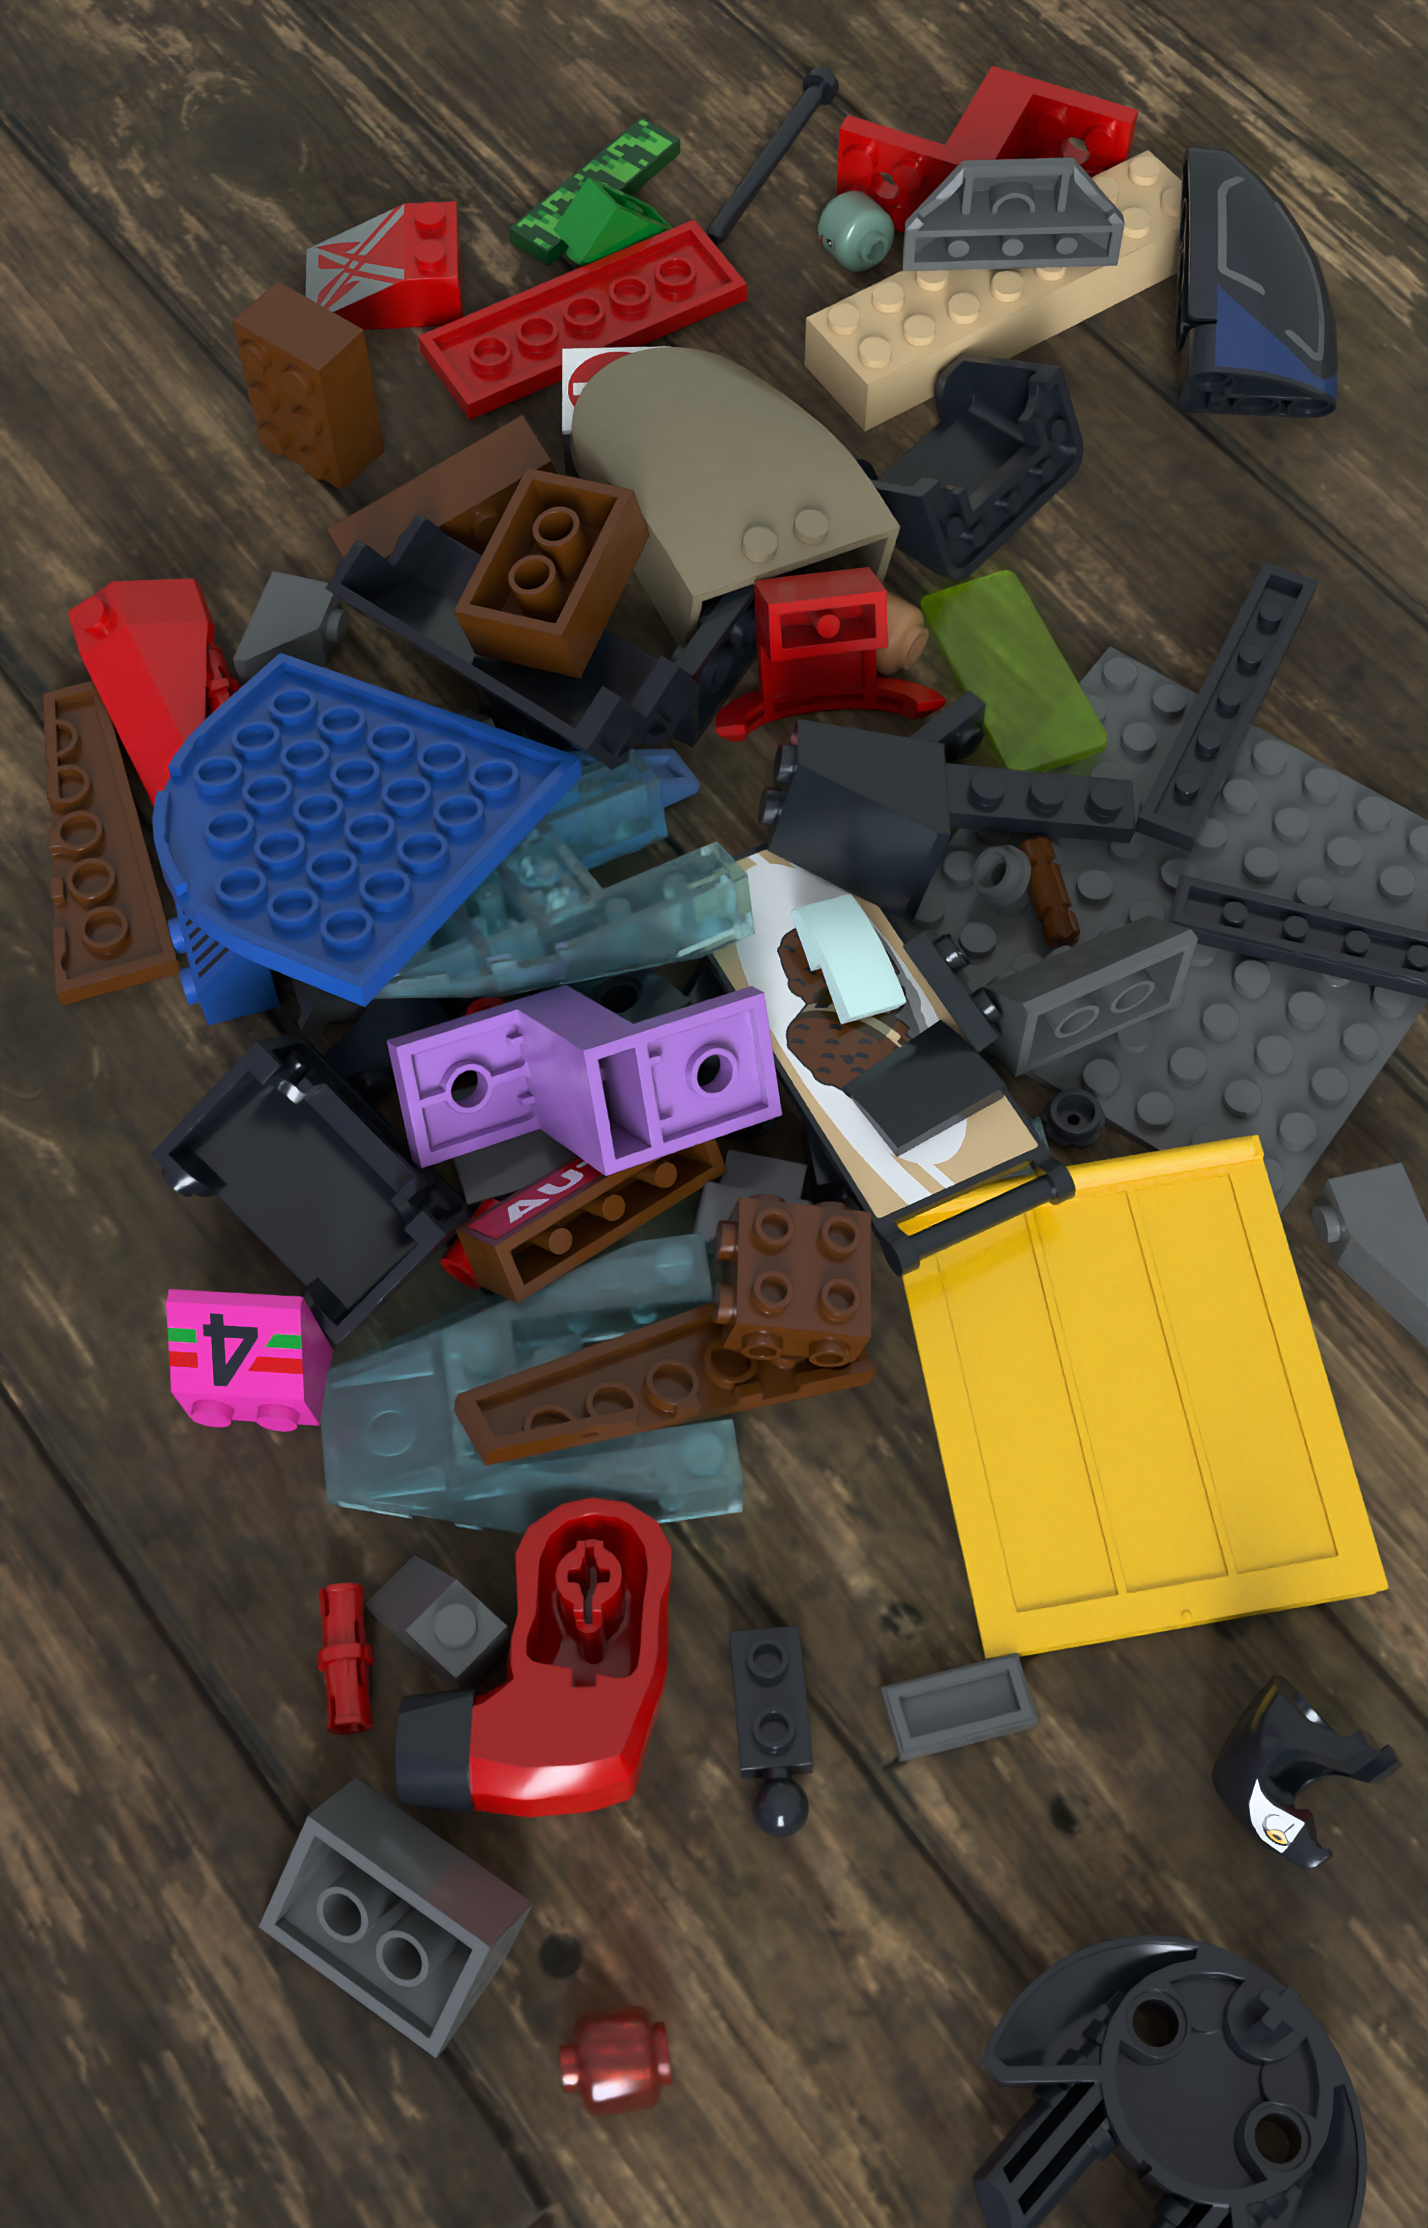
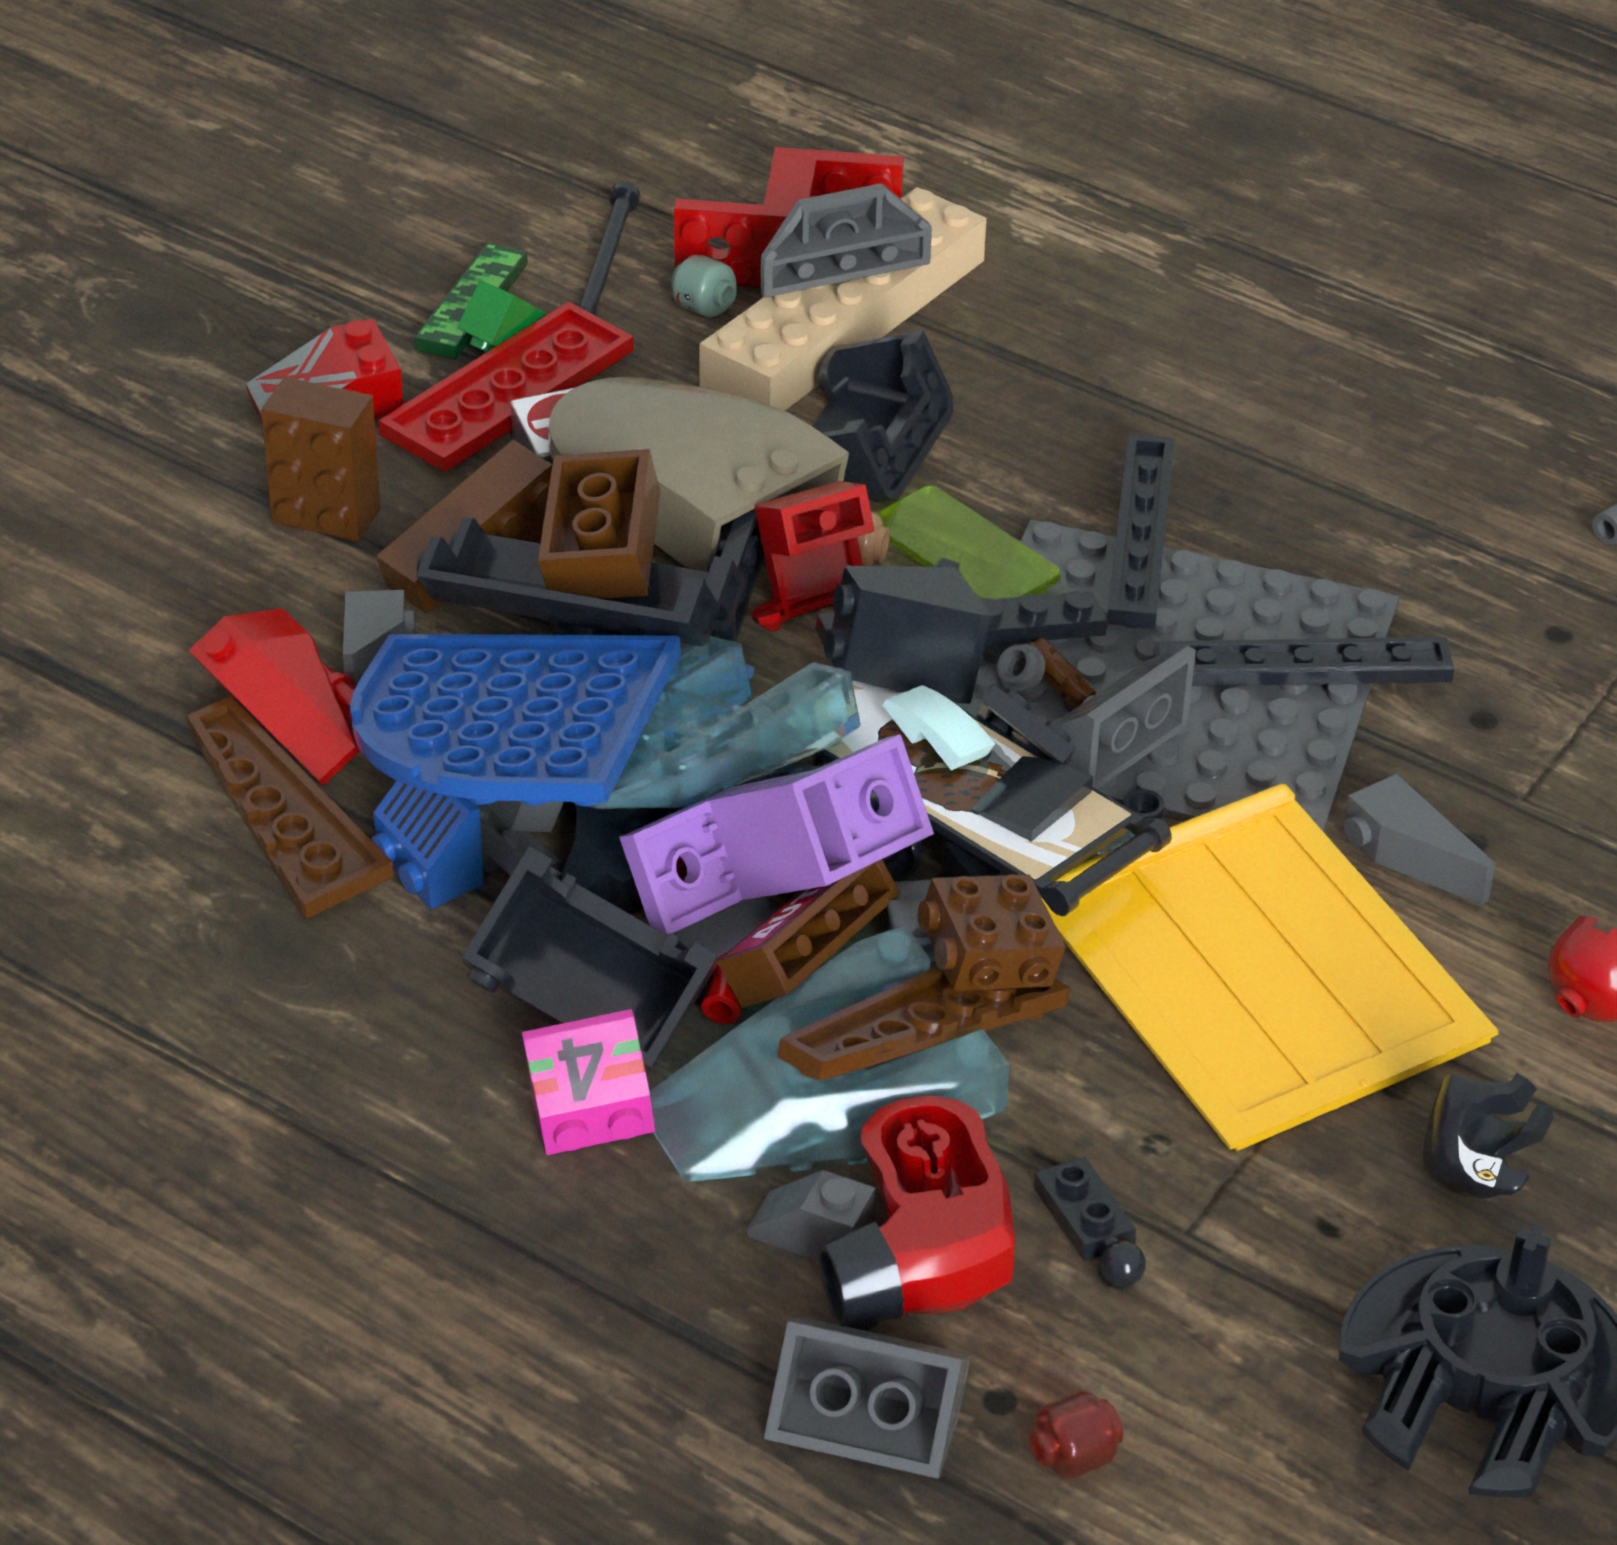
camera: 20 degrees left, 20 degrees down
(345, 1659) = (750, 1261): red pin -> none
(958, 1707) = (1223, 1180): dark grey tile -> none
(1249, 299) = (1039, 270): black panel -> none

